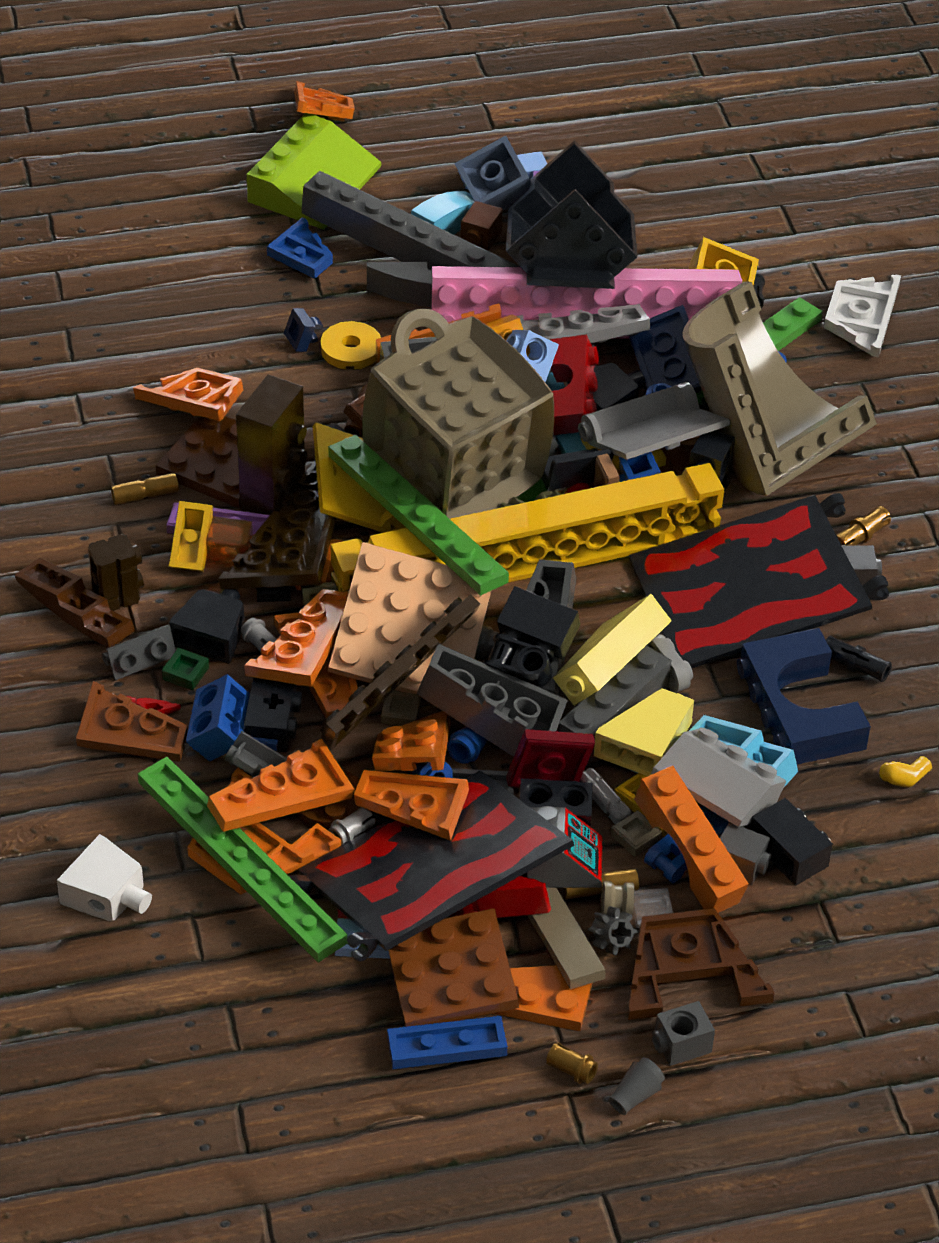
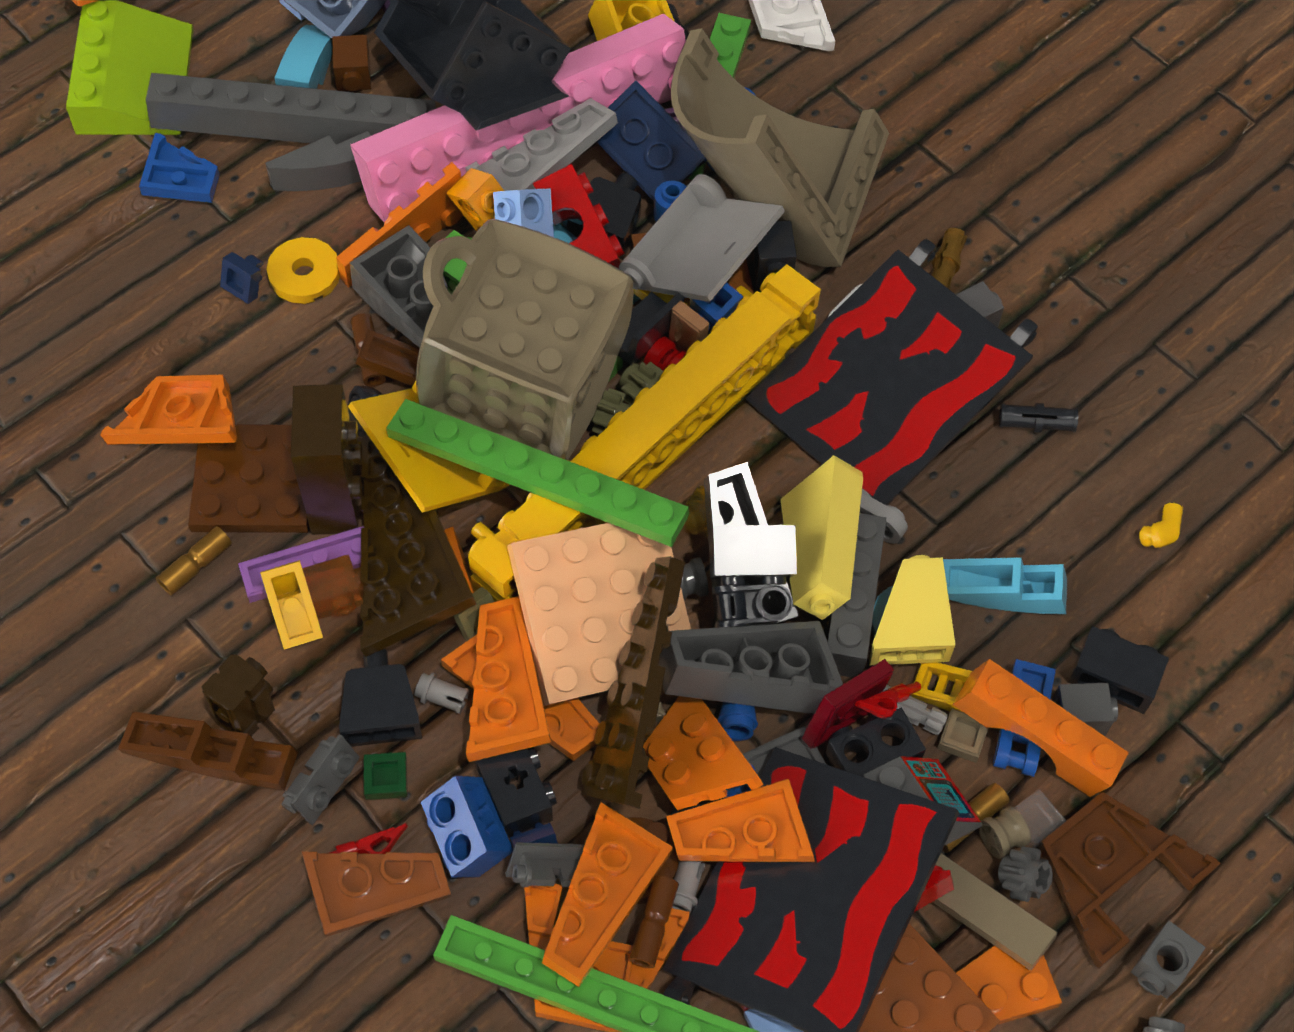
camera: 30 degrees left, 15 degrees up
(305, 831) = (652, 927): none -> reddish brown piece
(578, 770) = (885, 703): none -> red hand
(723, 776) = (1018, 632): light grey slope -> none
(809, 732) = (1040, 534): dark blue arch -> none

